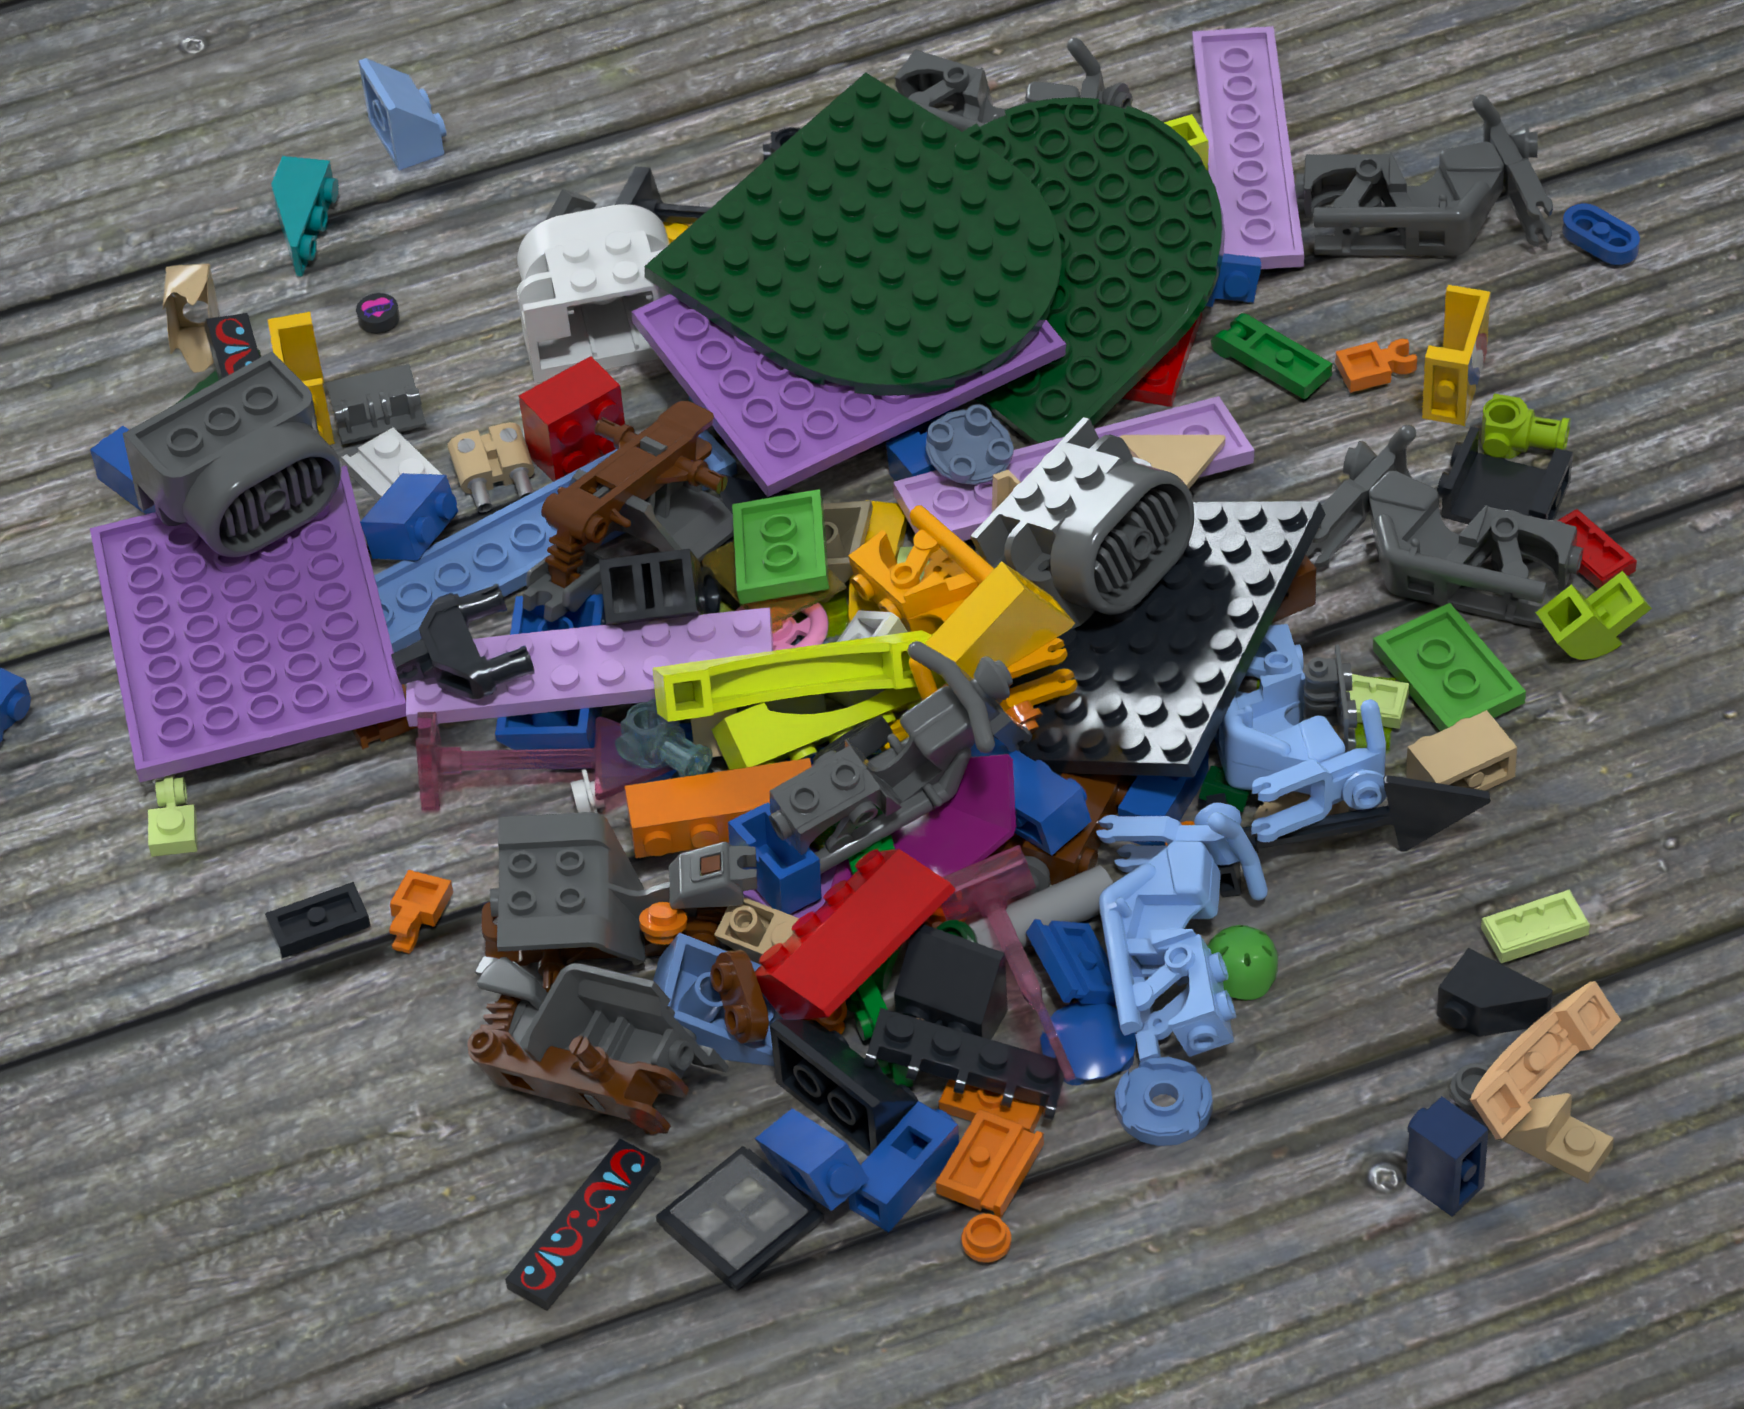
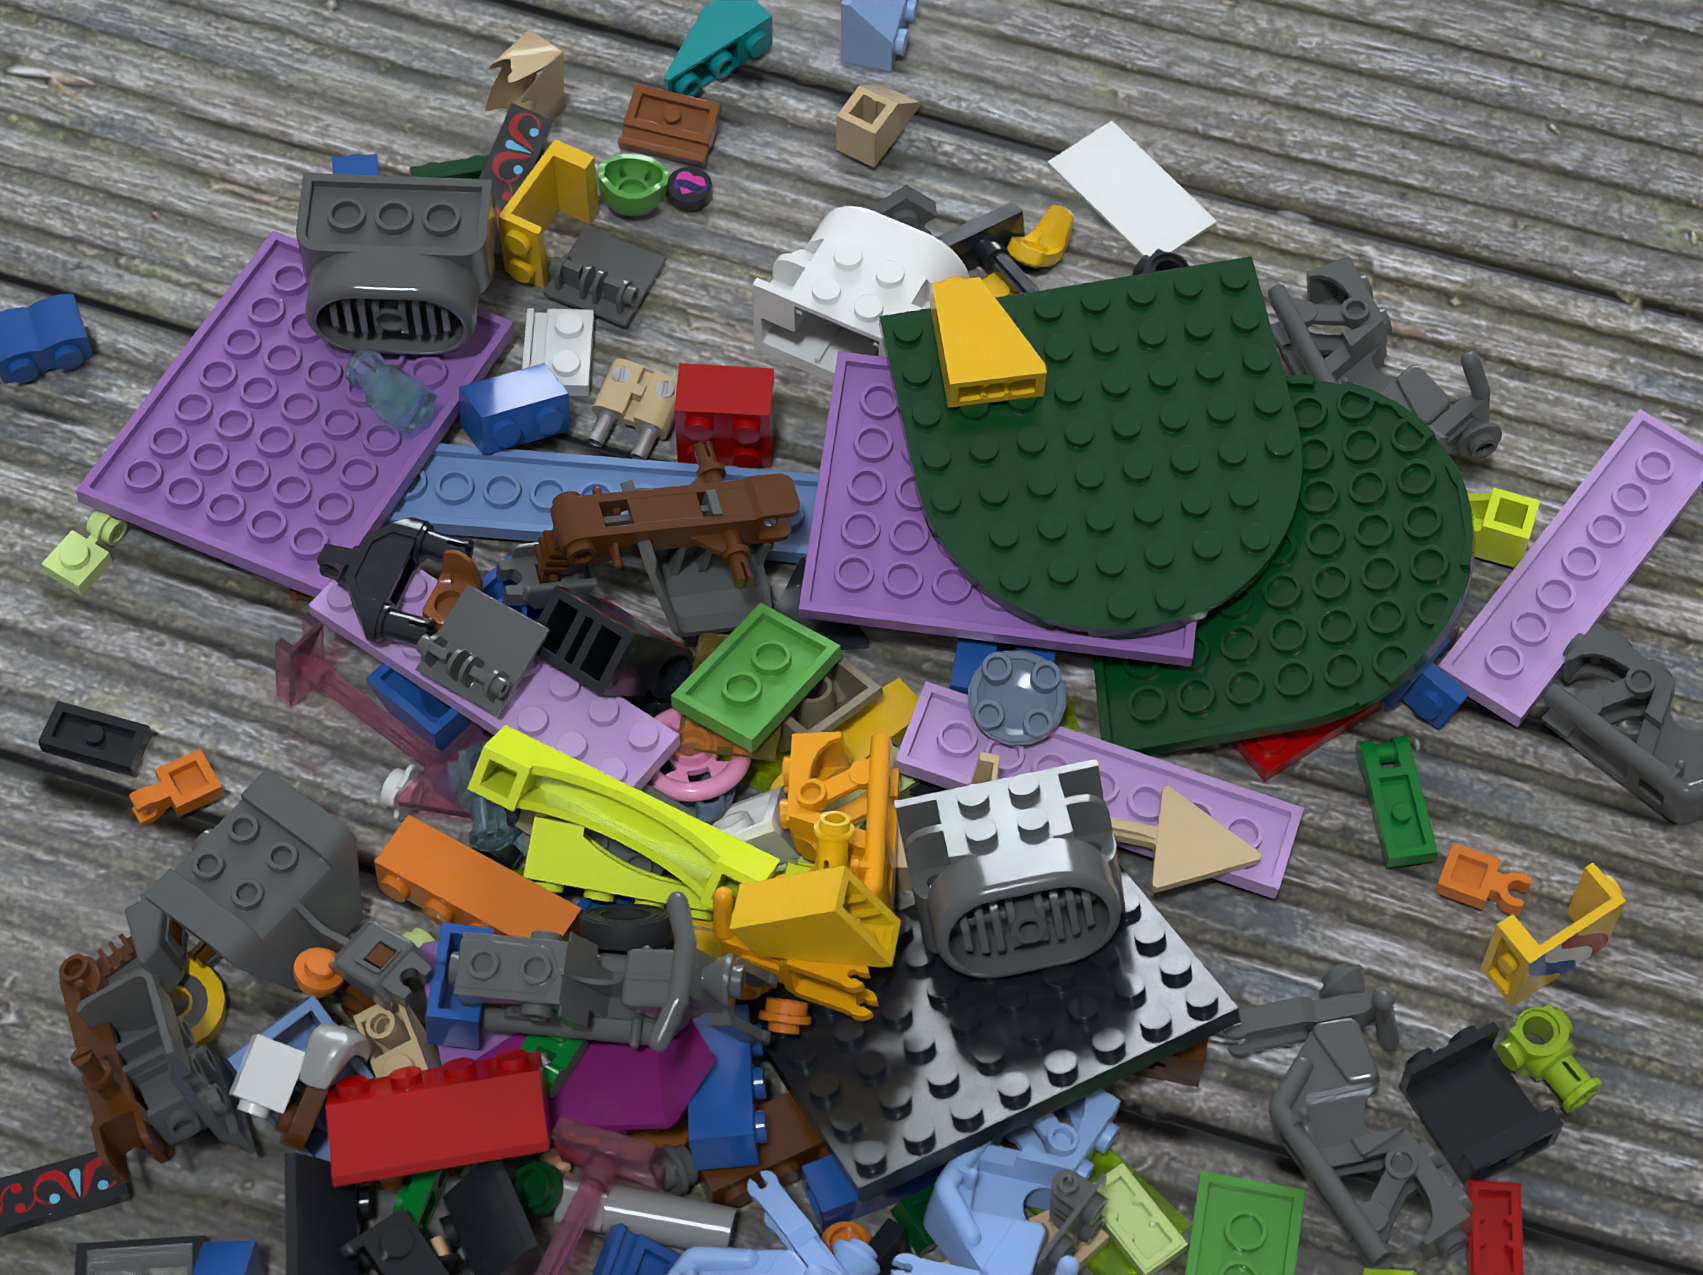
camera: 35 degrees right, 10 degrees up
(321, 280) = (670, 125): none -> dark orange plate
(321, 550) = (390, 390): none -> clear light blue connector
(340, 331) = (632, 193): none -> bright green helmet
(475, 188) = (872, 122): none -> tan slope
(518, 620) = (455, 574): none -> dark orange hair
(580, 641) = (481, 650): none -> dark grey hinge
(677, 180) = (1046, 242): none -> yellow hair
(701, 996) = (266, 1076): none -> white brick
(702, 122) = (1131, 191): none -> white window
(736, 948) = (329, 1051): none -> light grey hair
(743, 230) = (981, 346): none -> yellow slope
(952, 582) = (833, 839): none -> yellow pin

